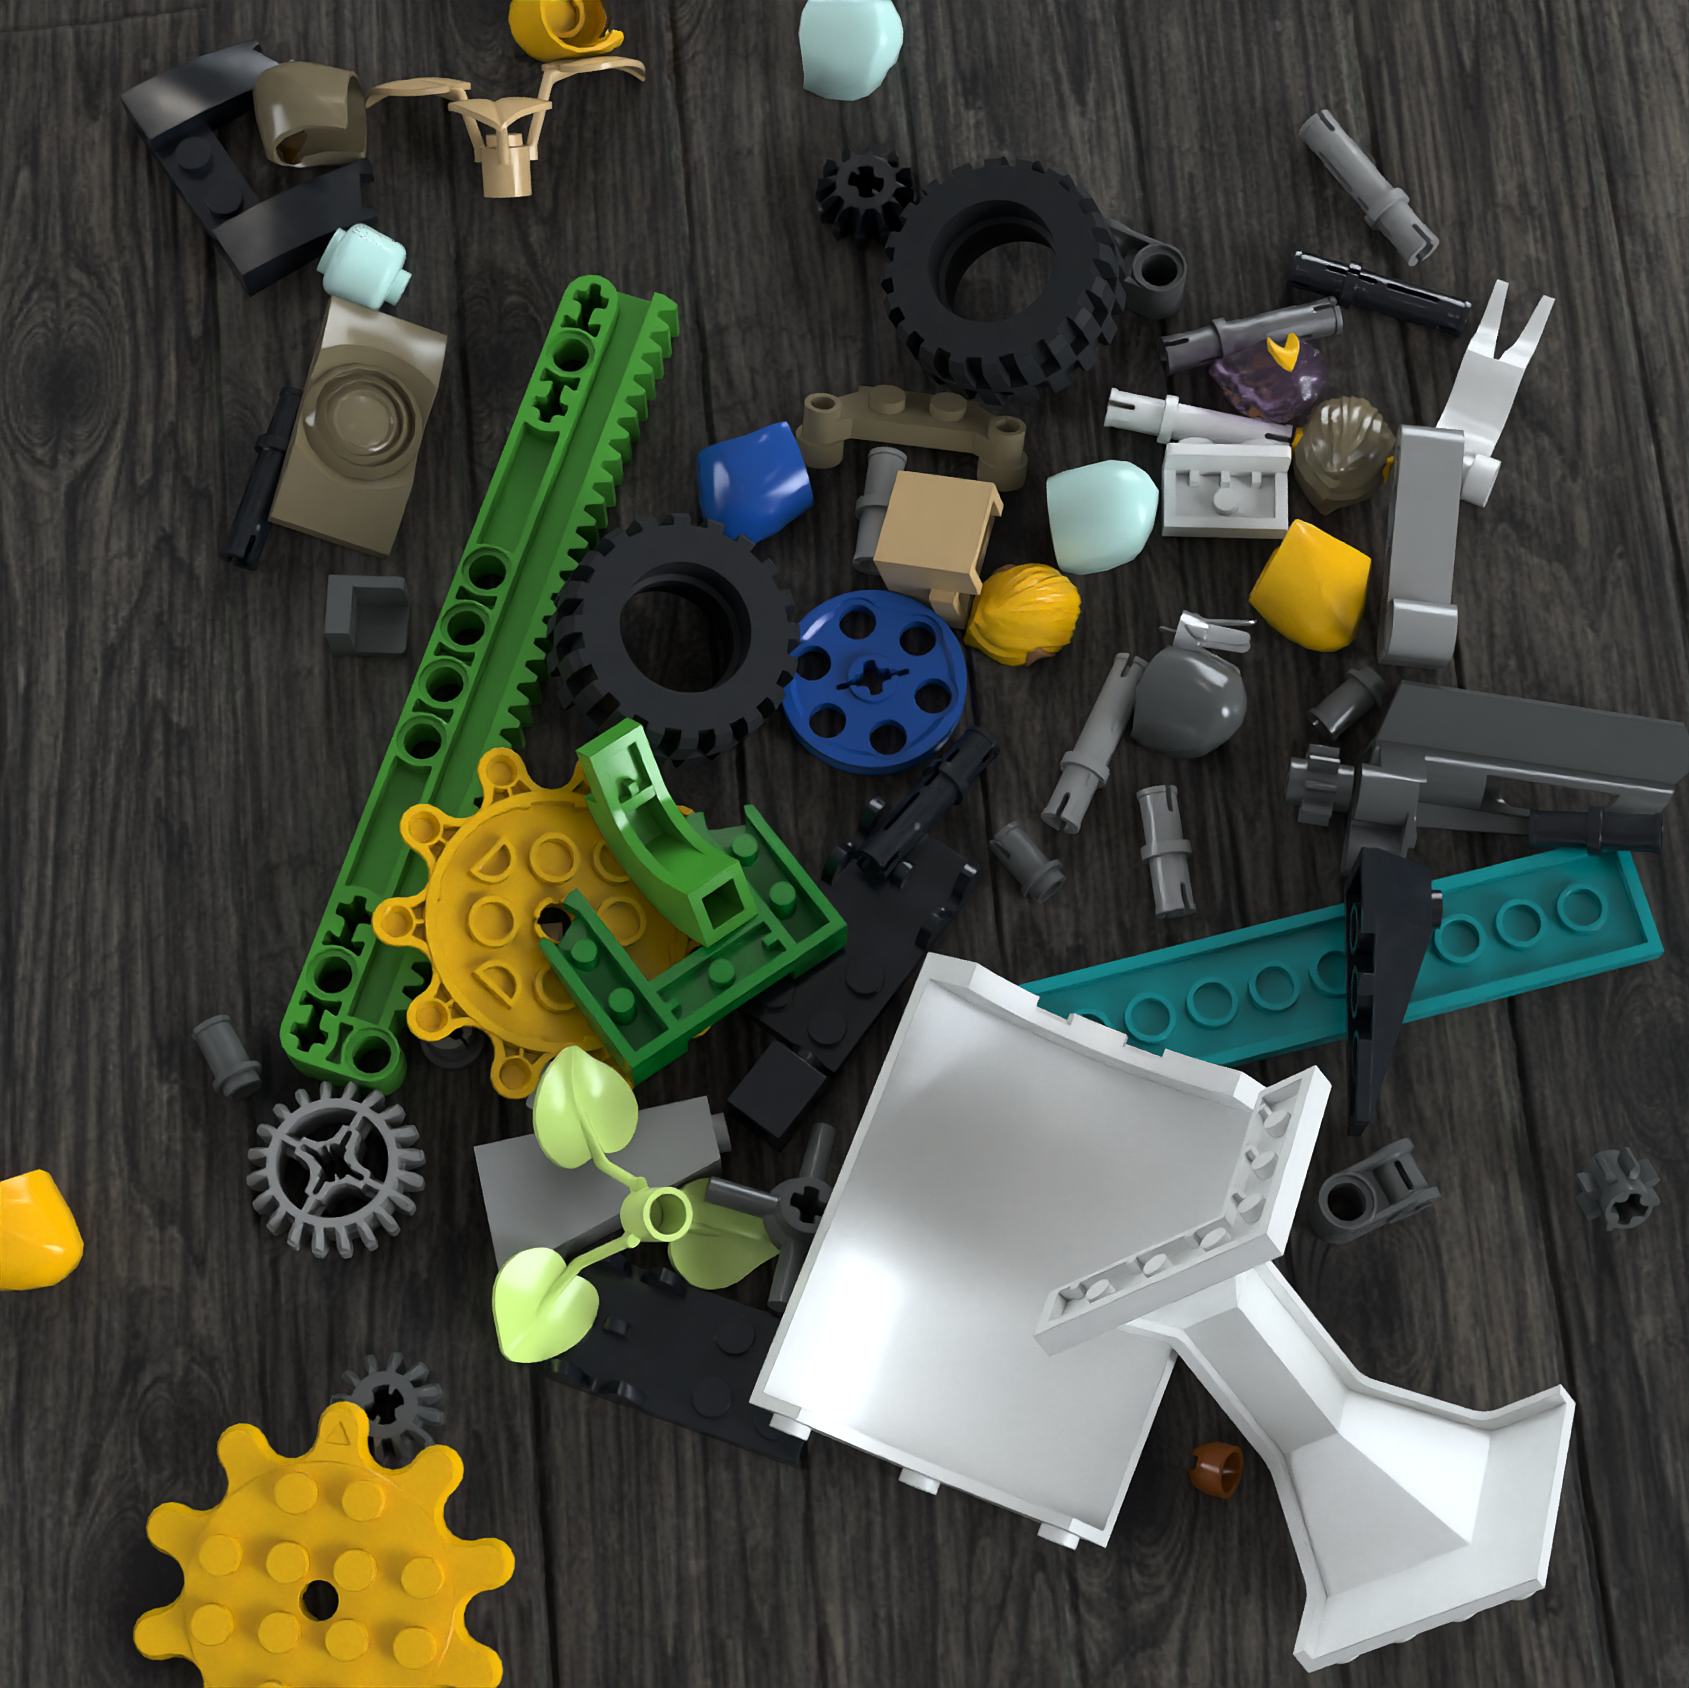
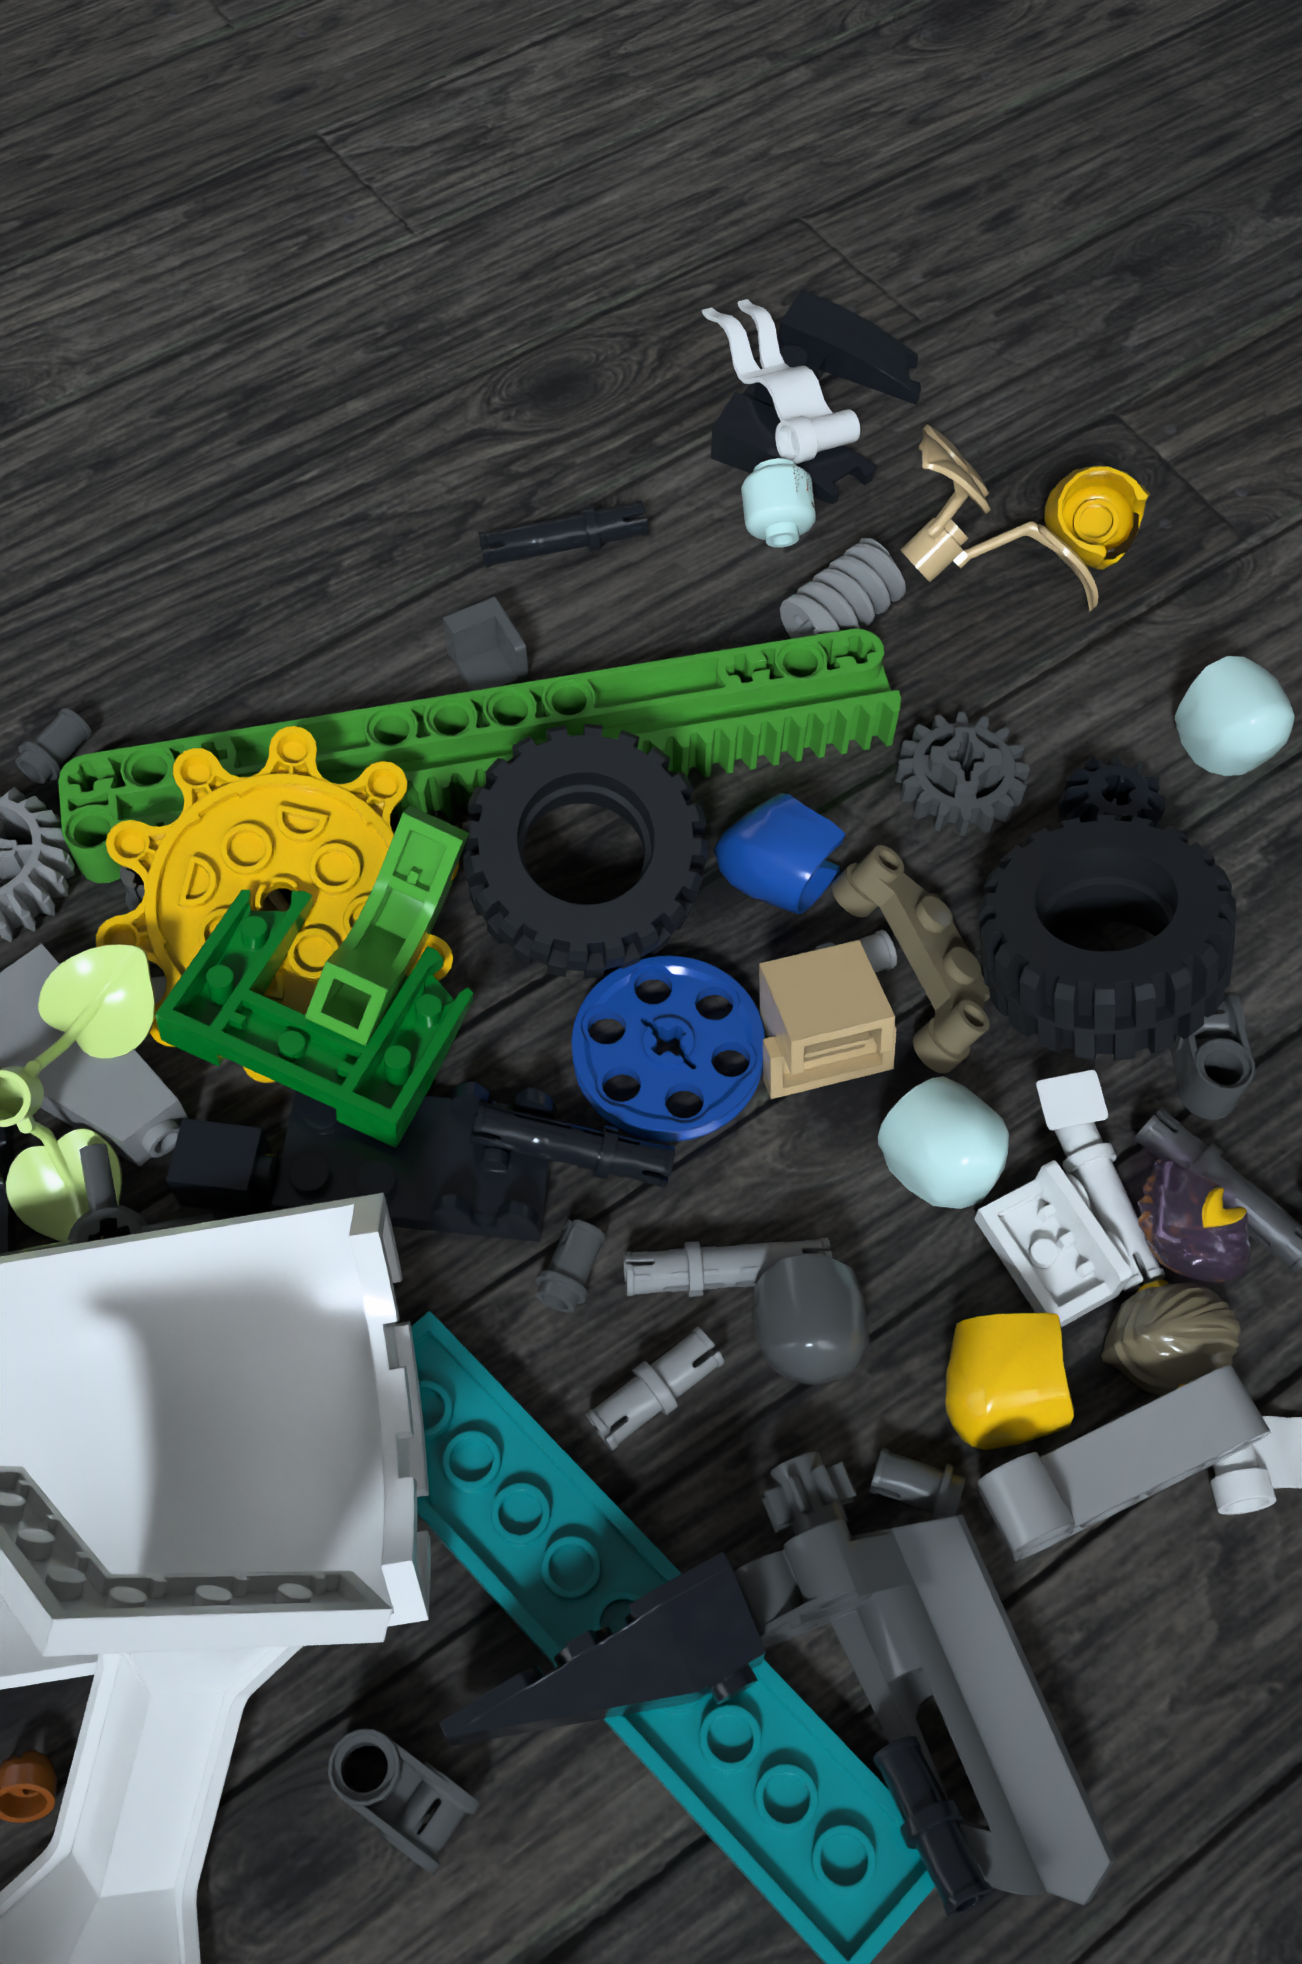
camera: 60 degrees right, 10 degrees down
(244, 174) = (805, 418): none -> white flag
(310, 115) = (887, 404): dark tan piece -> none
(359, 428) = (642, 563): dark tan slope -> none
(511, 276) = (845, 593): none -> light grey piece
(759, 298) = (962, 773): none -> dark grey gear
(1023, 614) = (812, 1135): yellow hair -> none
(1117, 399) = (1072, 1100): none -> white sticker
(1197, 633) = (892, 1295): flat silver piece -> none

